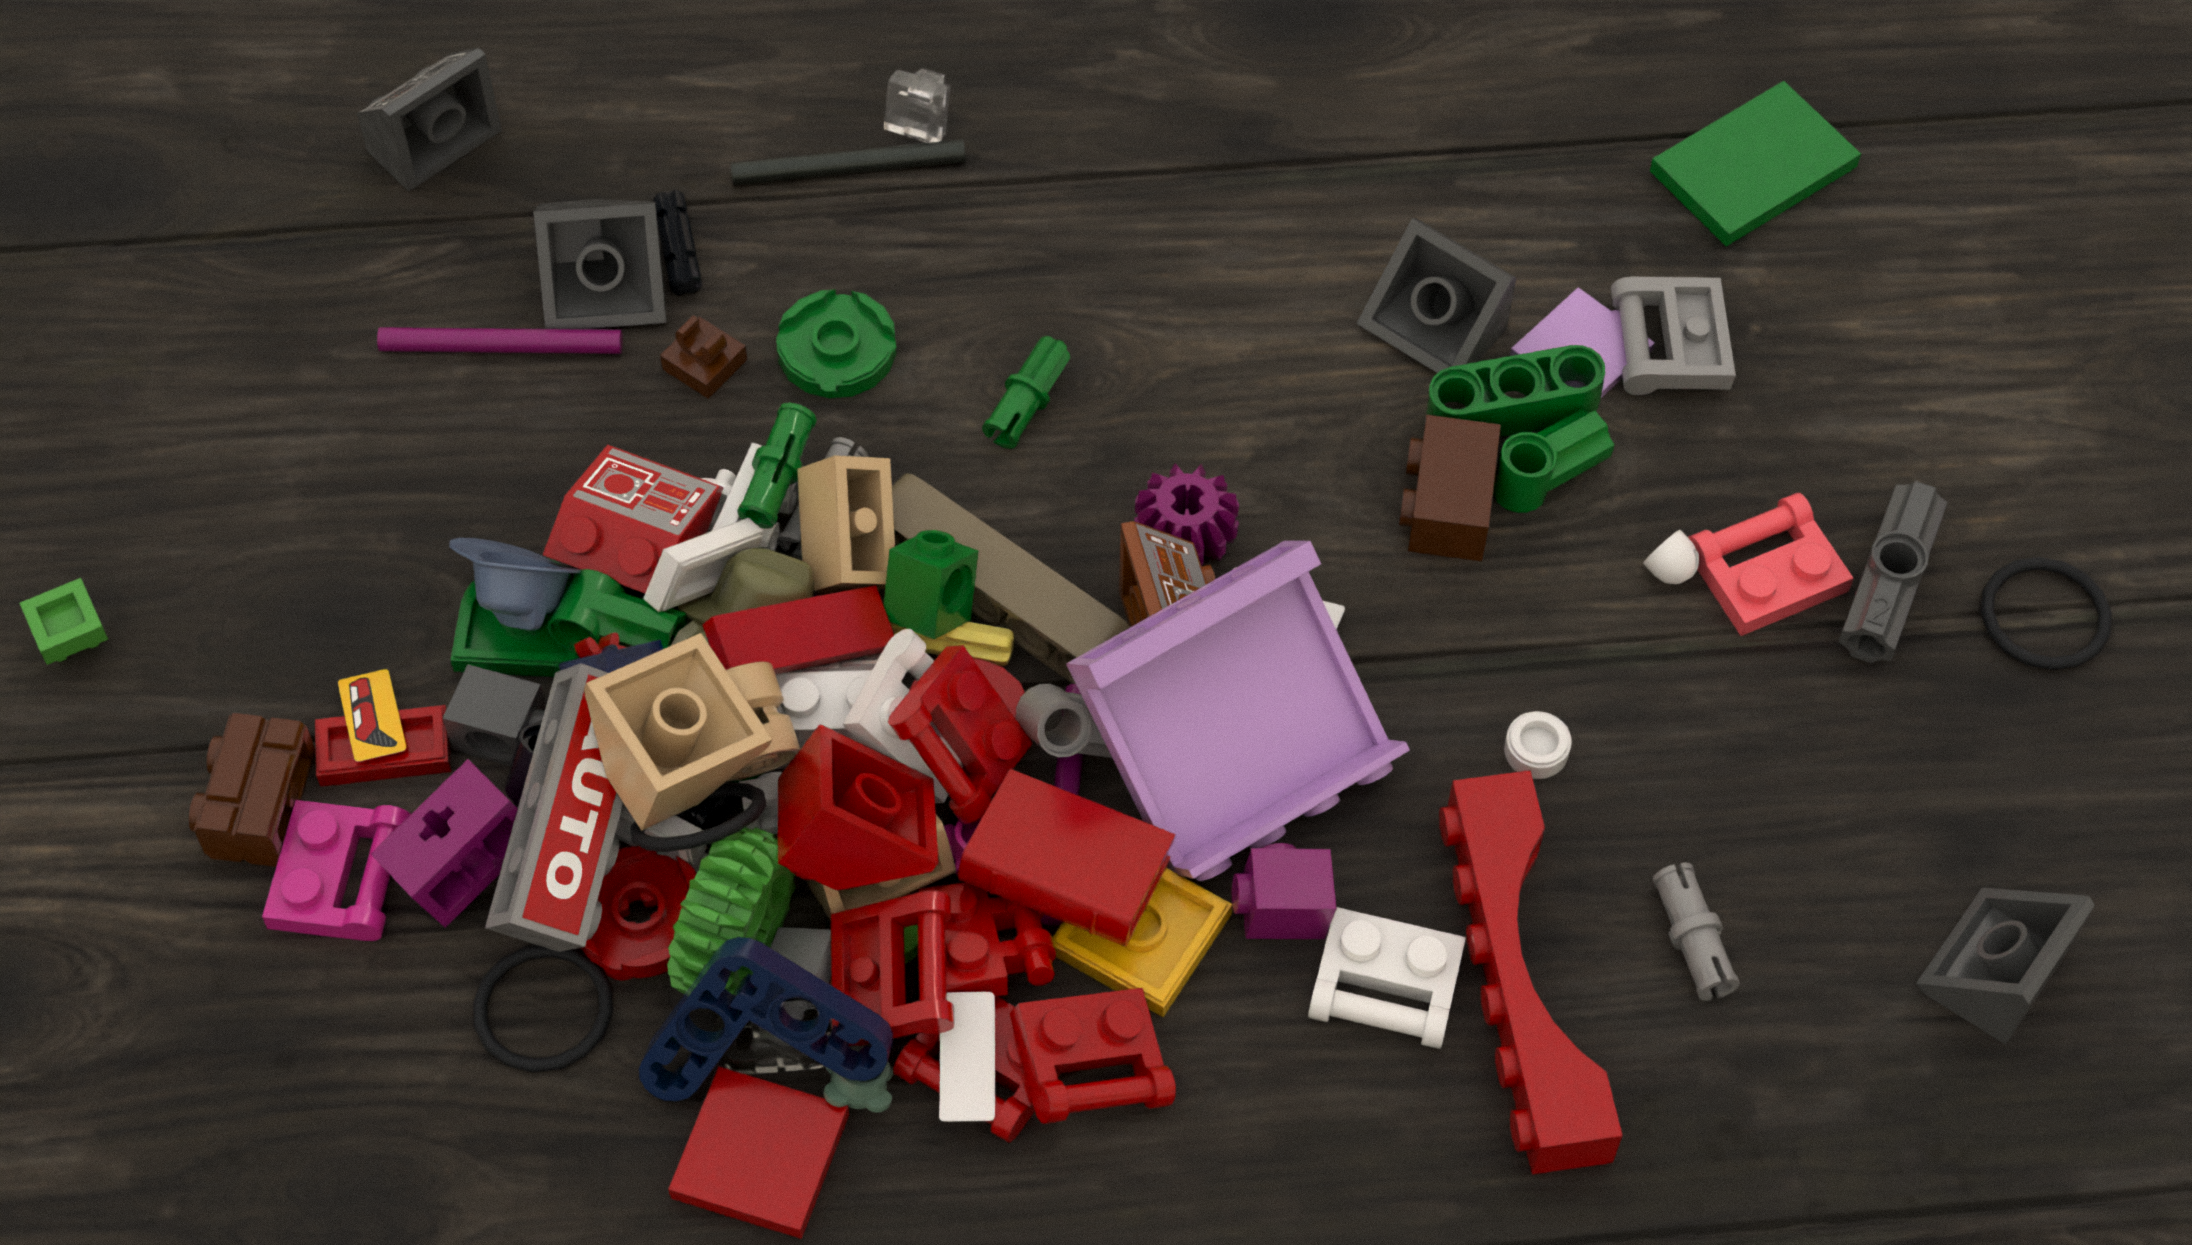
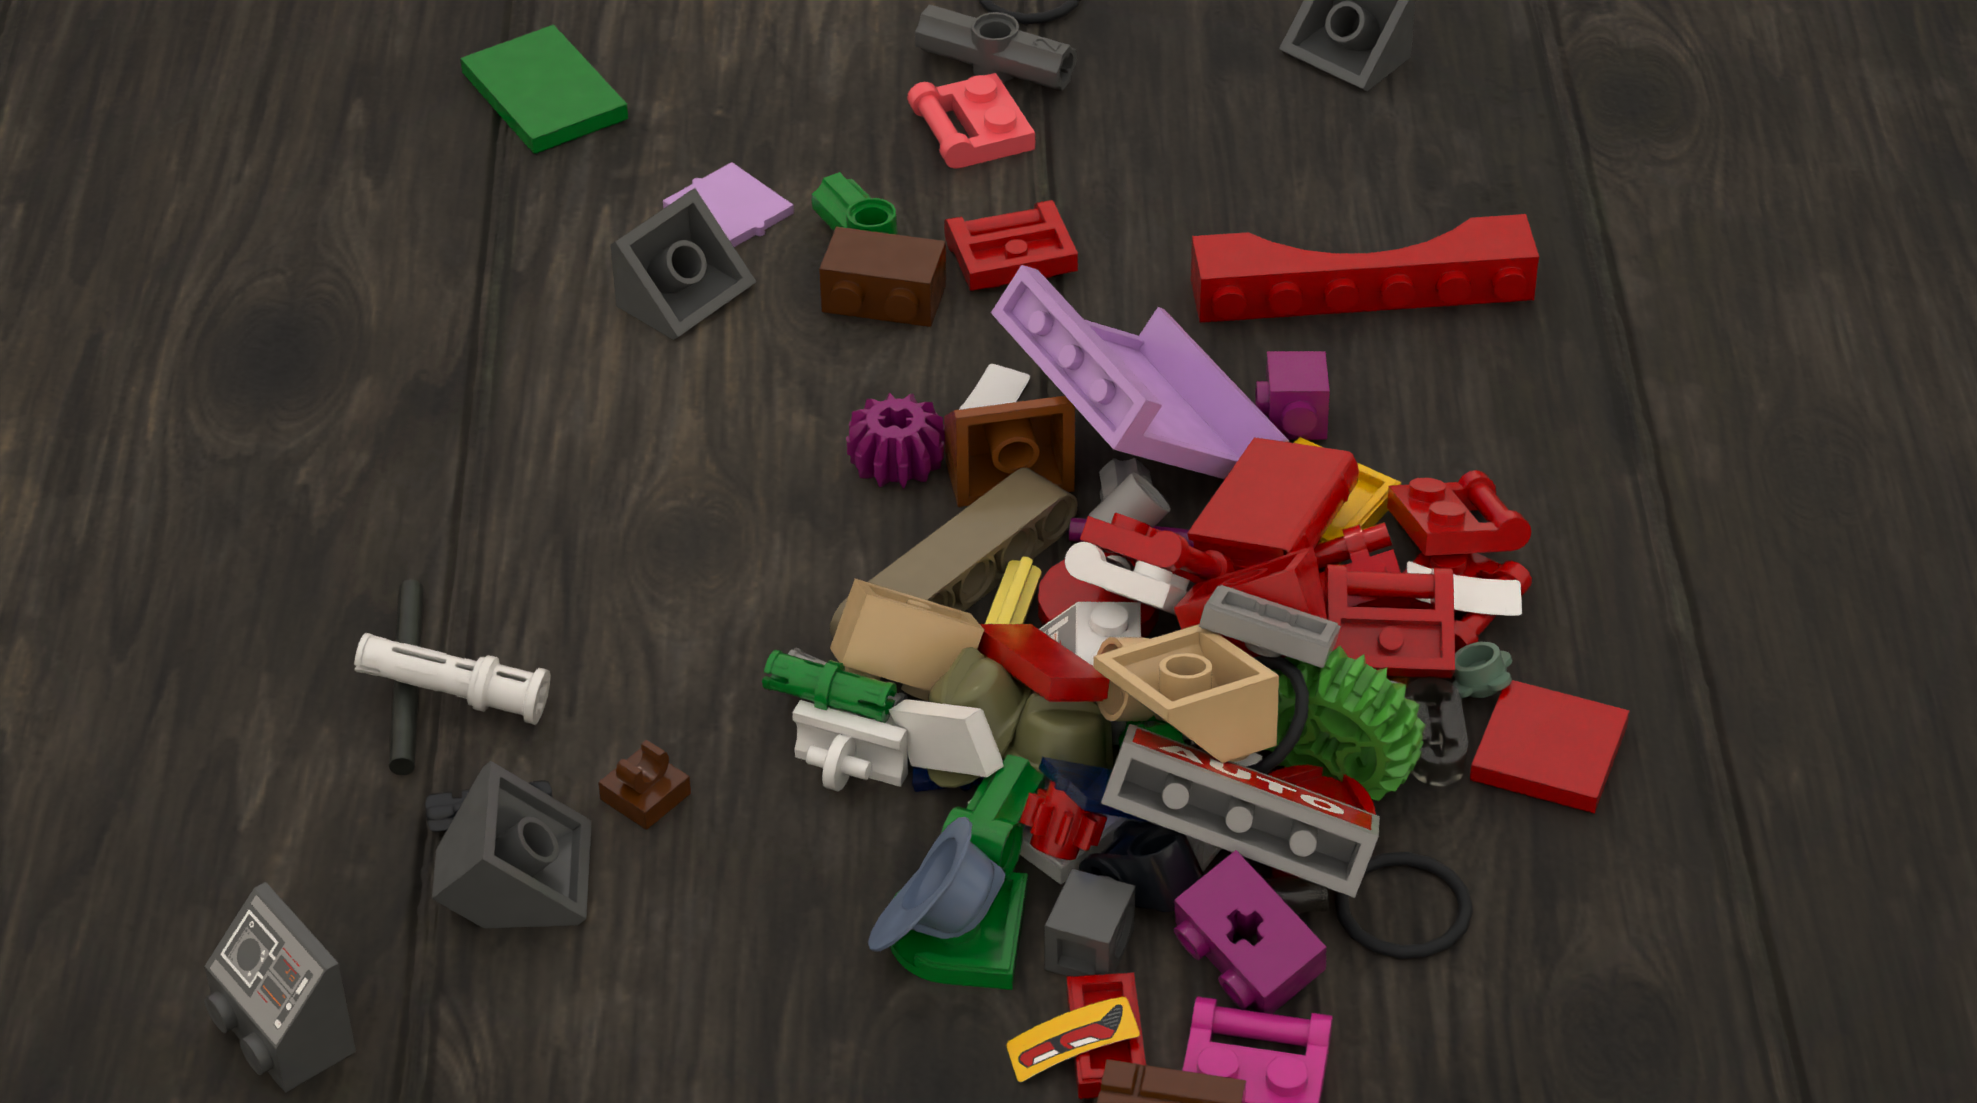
camera: 85 degrees left, 15 degrees down
(499, 340) = (593, 957): magenta bar -> none
(627, 514) = (879, 806): red slope -> none
(761, 1001) = (1435, 678): dark blue beam -> none
(765, 801) = (1269, 626): none -> light grey plate
(818, 209) = (480, 681): none -> white pin
(836, 343) = (642, 688): green tile -> none
(917, 105) = (355, 604): clear tile -> none
(930, 583) = (978, 579): green brick -> none
(1027, 392) = (734, 543): green axle -> none
(1391, 960) = (1352, 346): white plate -> none
(1520, 616) = (997, 245): none -> red plate
(1535, 374) = (791, 231): green beam -> none
(1537, 744) = (1141, 260): white tile -> none
(1674, 559) = (965, 165): white hinge -> none
(1692, 331) = (748, 135): light grey plate -> none
(1695, 931) = (1323, 187): light grey pin -> none

